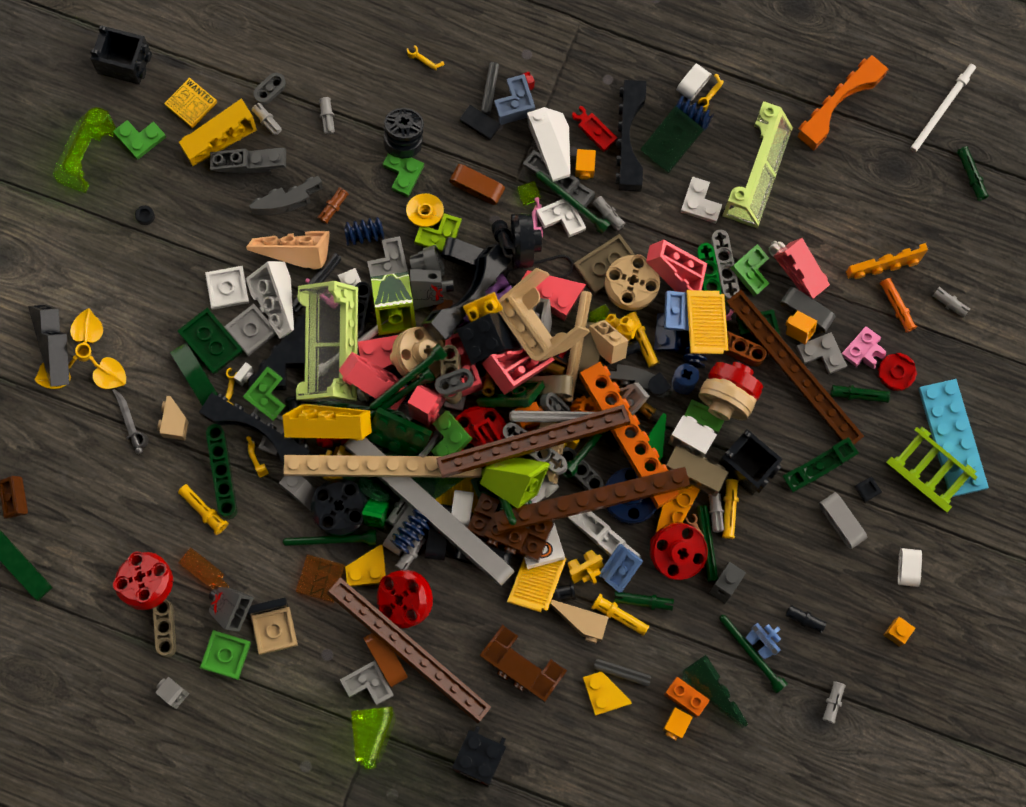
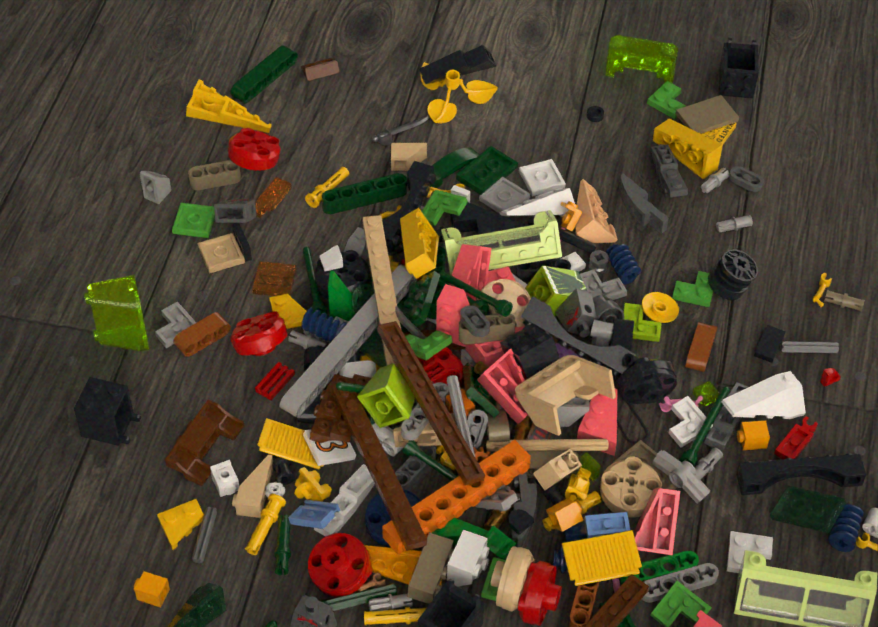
camera: 85 degrees right, 25 degrees down
(55, 622) = (213, 107): none -> yellow wedge
(176, 103) = (707, 115): none -> dark tan tile
(297, 268) = (571, 217): none -> light orange bracket
(327, 513) = (332, 259): none -> white slope
(333, 205) = (644, 239): dark orange pin -> none
(355, 259) = (598, 261): none -> flat silver wheel
(409, 650) = (206, 346): reddish brown plate -> none
(440, 42) = (844, 300): none -> dark tan pin
(457, 270) = (601, 333): none -> light grey piece
(458, 585) = (271, 380): none -> red tile
(482, 307) = (563, 342): yellow hips -> none
(518, 104) = (806, 368): sand blue panel -> none
(562, 654) = (224, 478): none -> white brick
(583, 597) = (278, 486): none -> white plate
(623, 236) = (681, 475): none -> light grey piece
(655, 344) = (565, 514): none -> light orange brick
(673, 408) = (499, 542): none -> green brick
(685, 379) = (536, 541): dark blue piece -> none
(686, 697) = (179, 591): orange brick -> none

